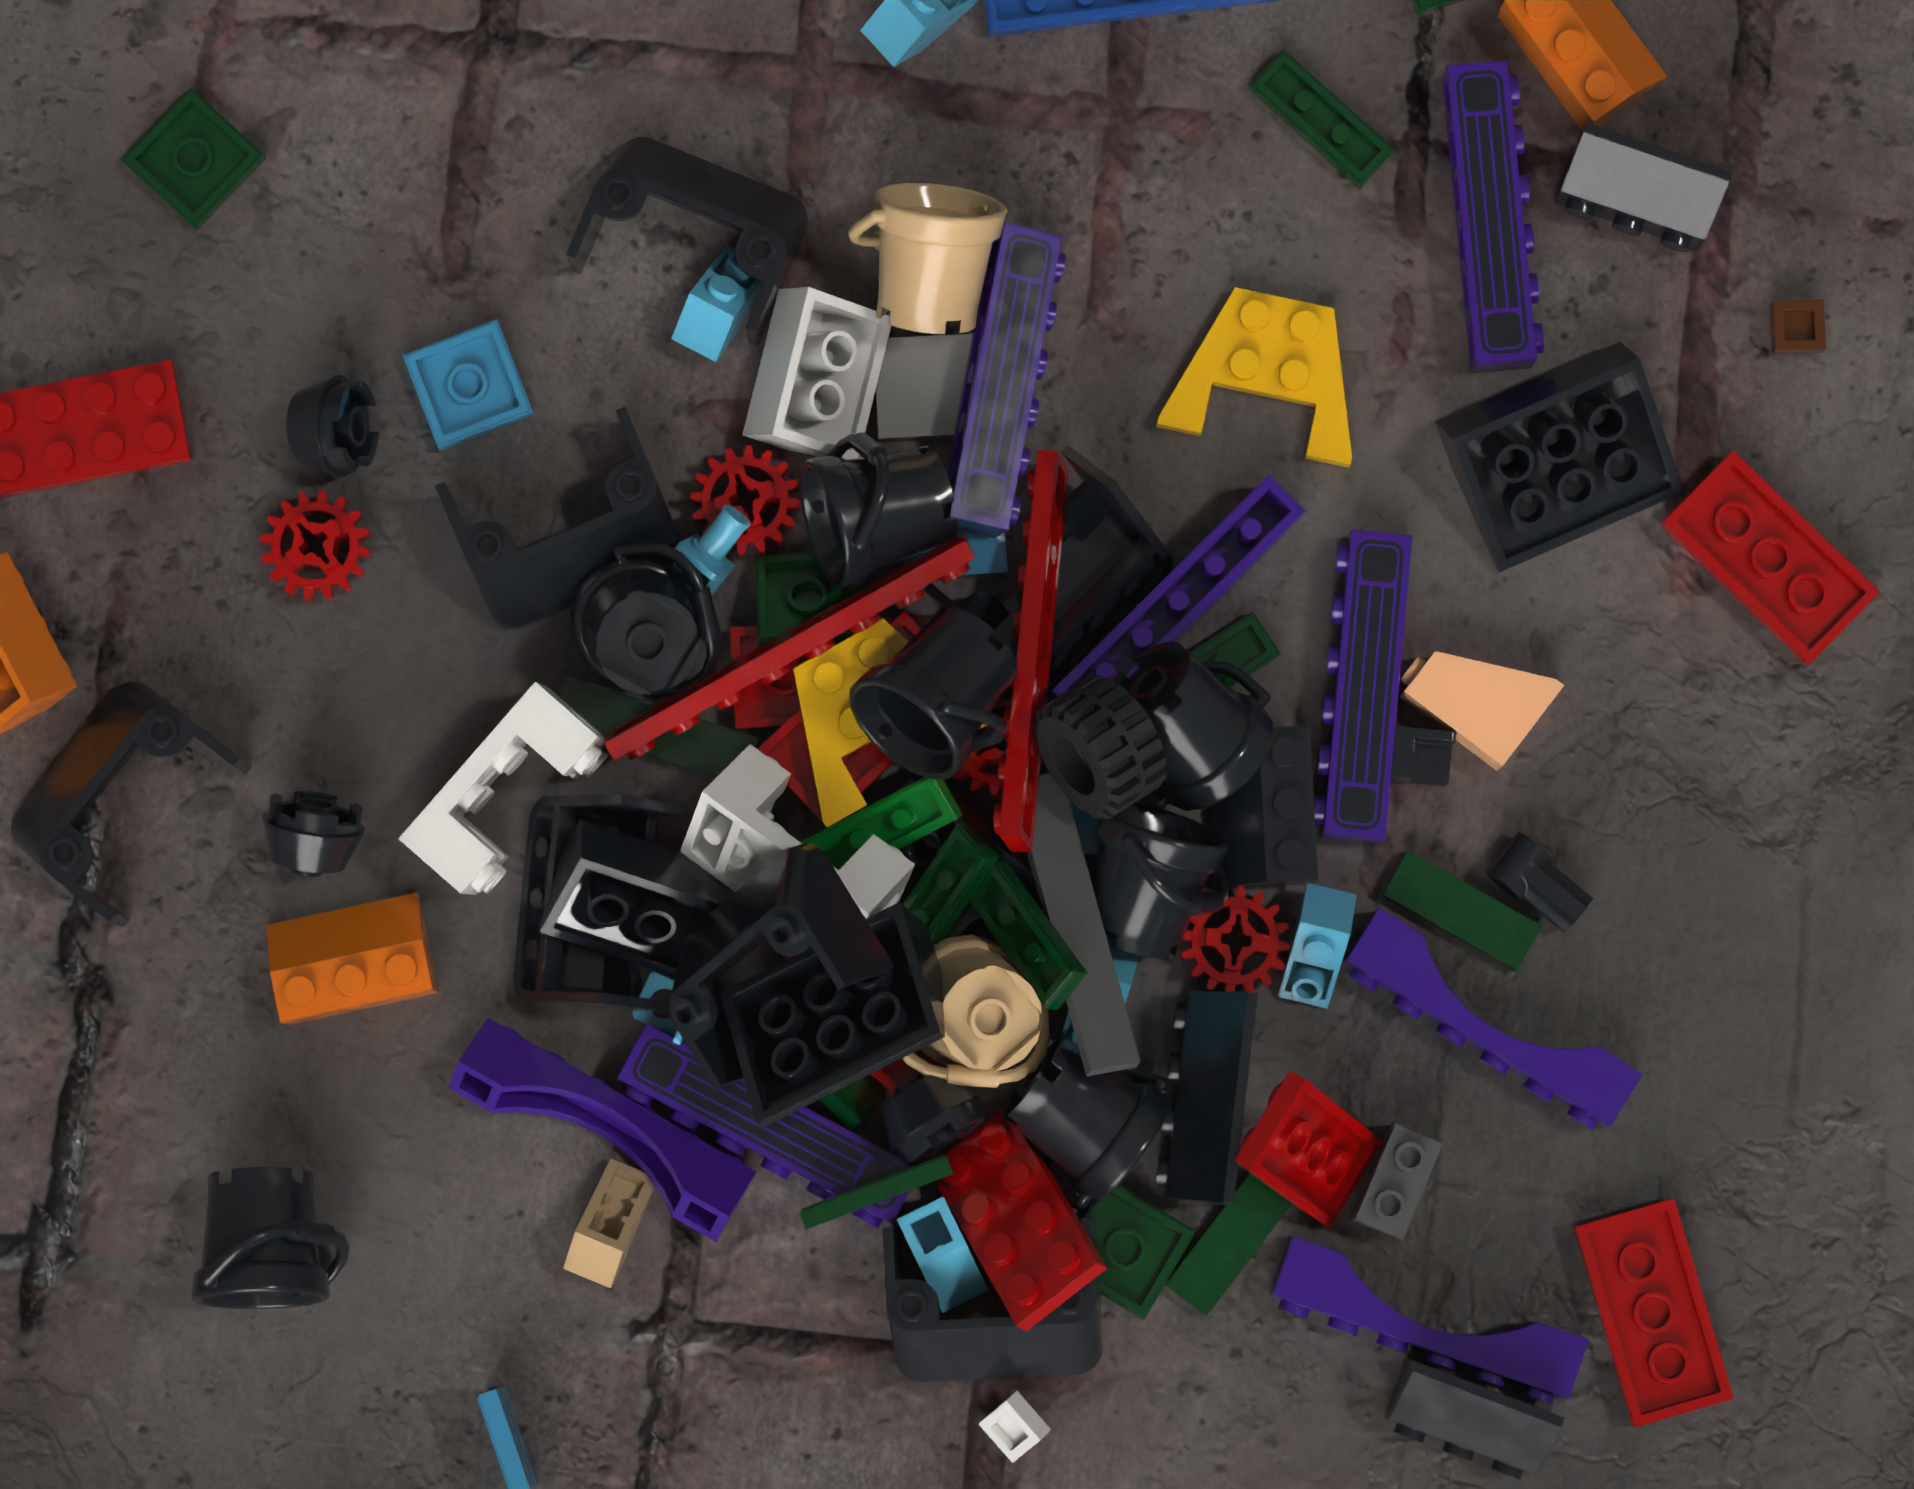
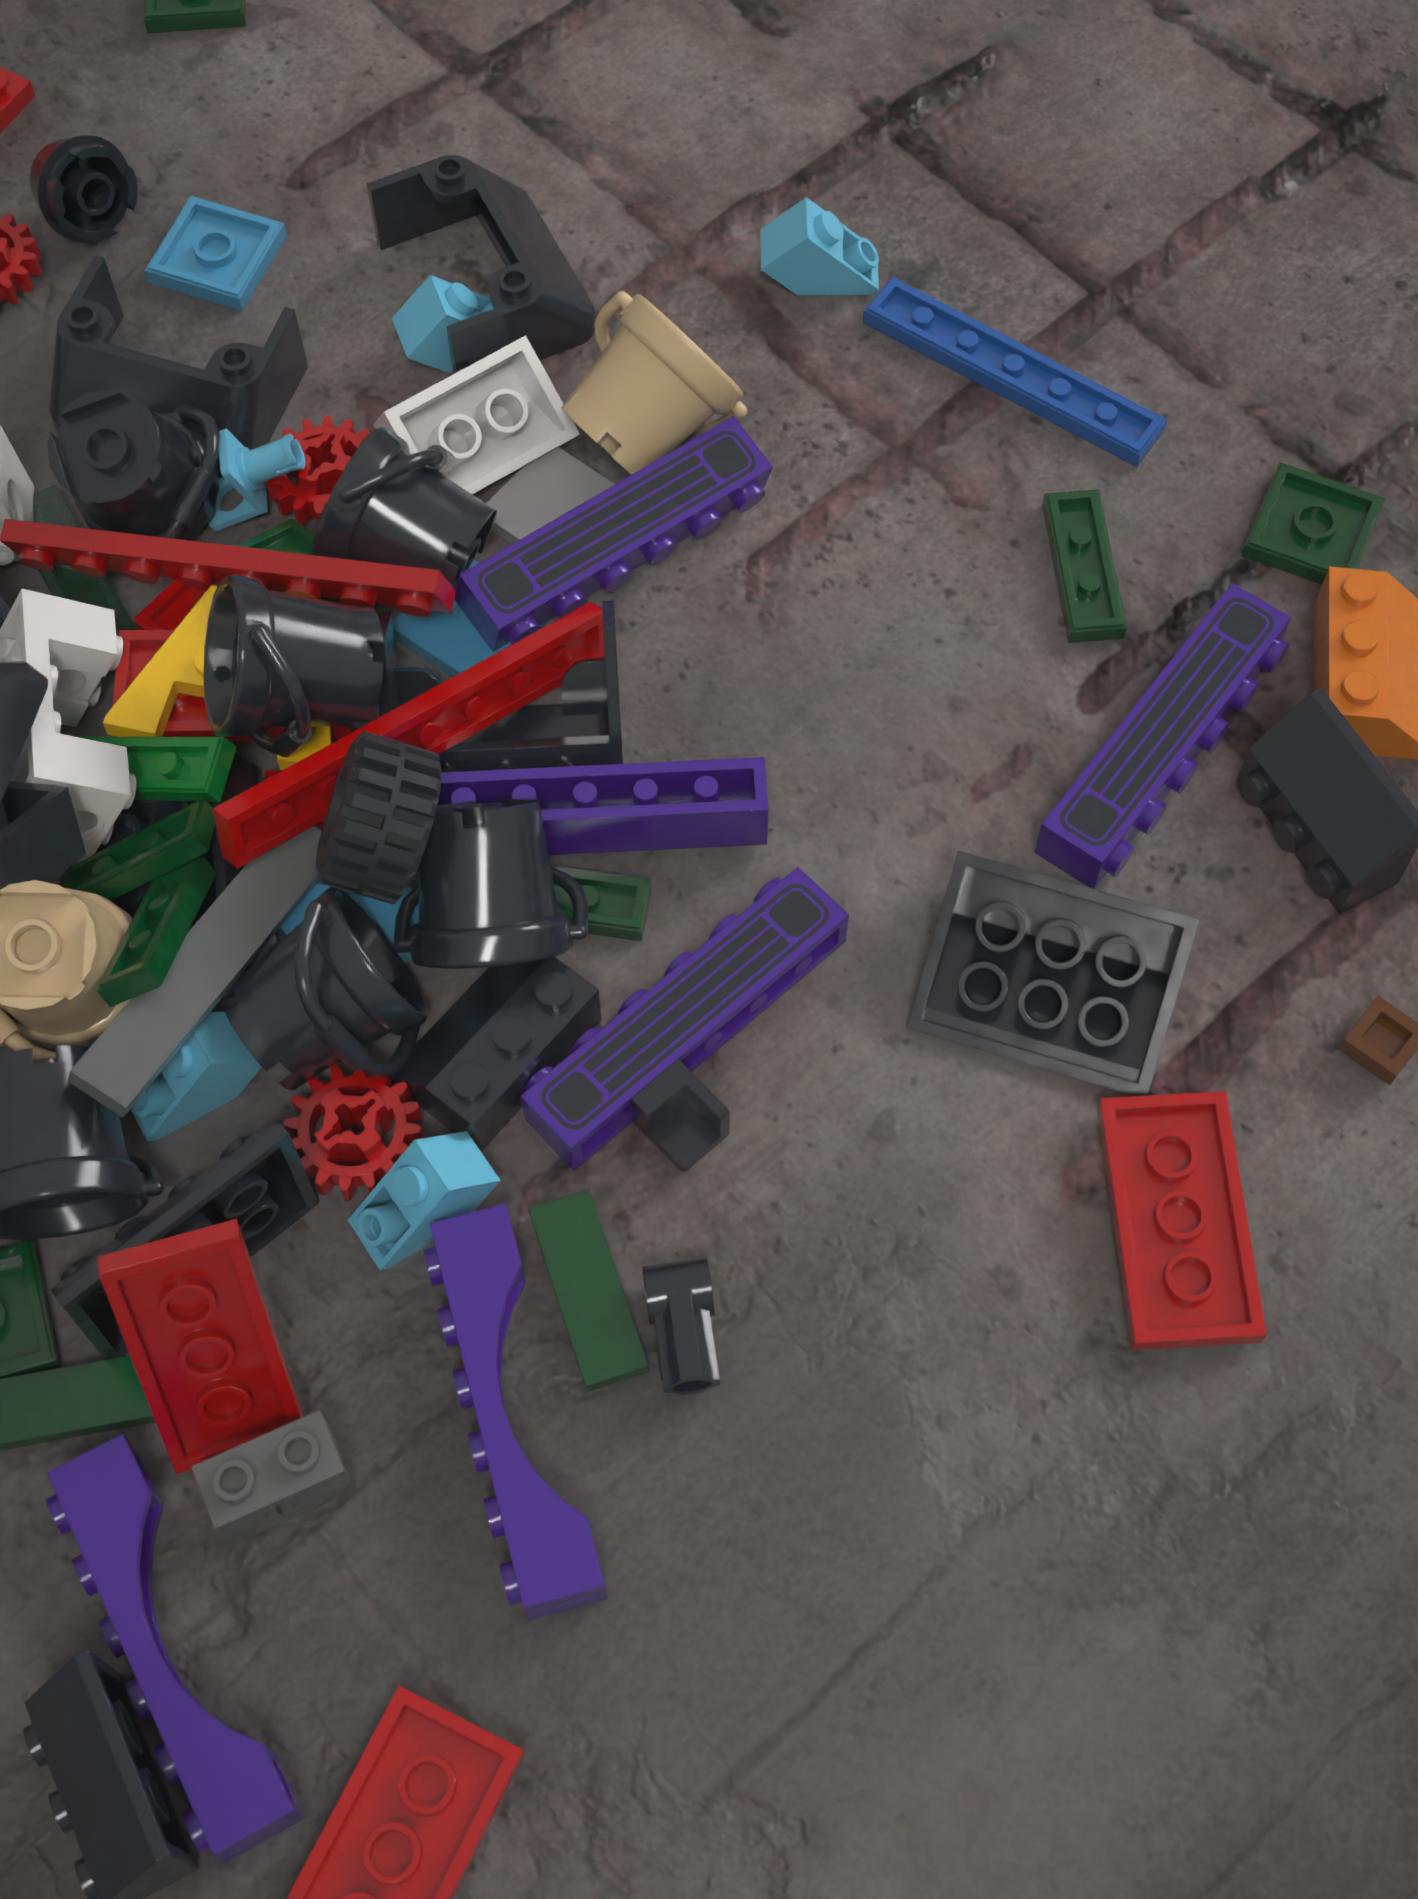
camera: 45 degrees right, 20 degrees down
(1271, 351) = (867, 695): yellow wing -> none
(1480, 701) = (782, 1117): light nougat slope -> none

